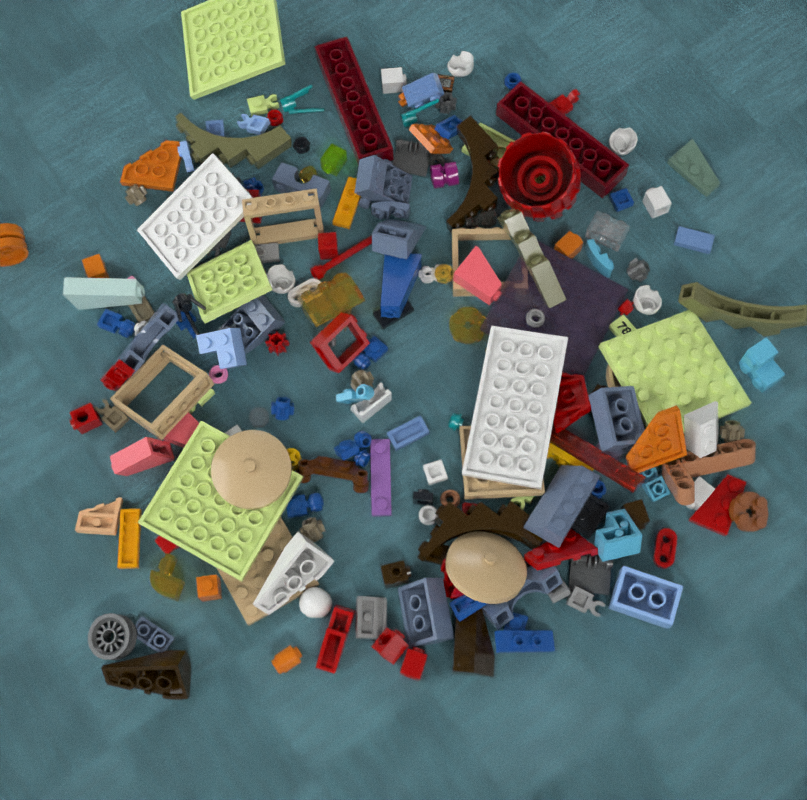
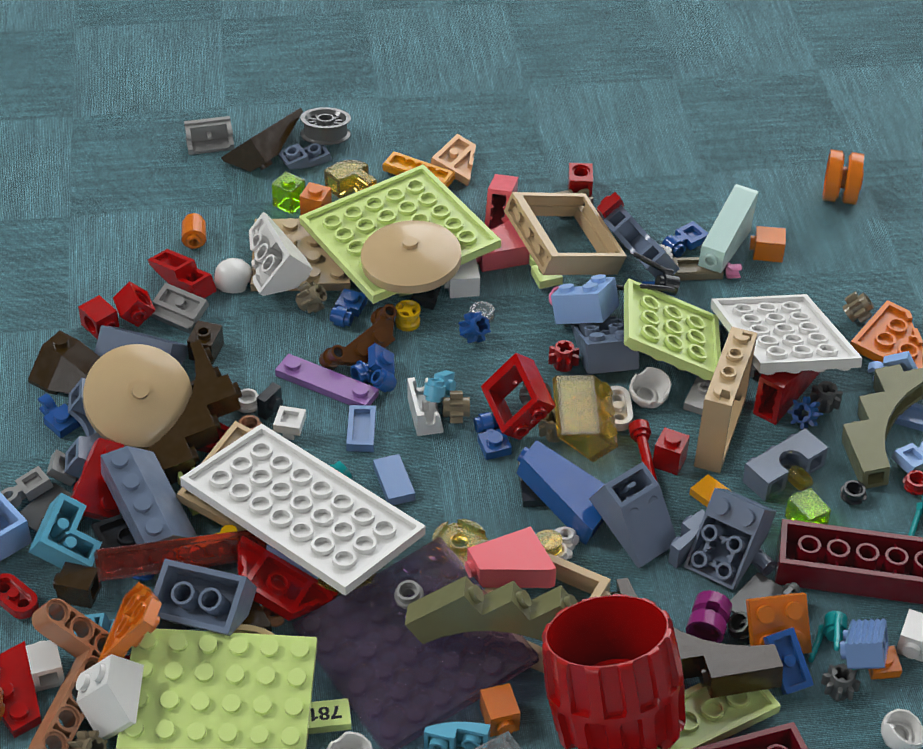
camera: 115 degrees right, 25 degrees down
(167, 725) = (209, 135): none -> light grey hinge
(207, 615) = (287, 191): none -> clear neon green brick
(438, 390) = (394, 479): none -> medium blue tile
(447, 82) = (880, 702): tile -> none
(524, 641) = (34, 408): blue plate -> none
(626, 307) = (360, 727): red plate -> none

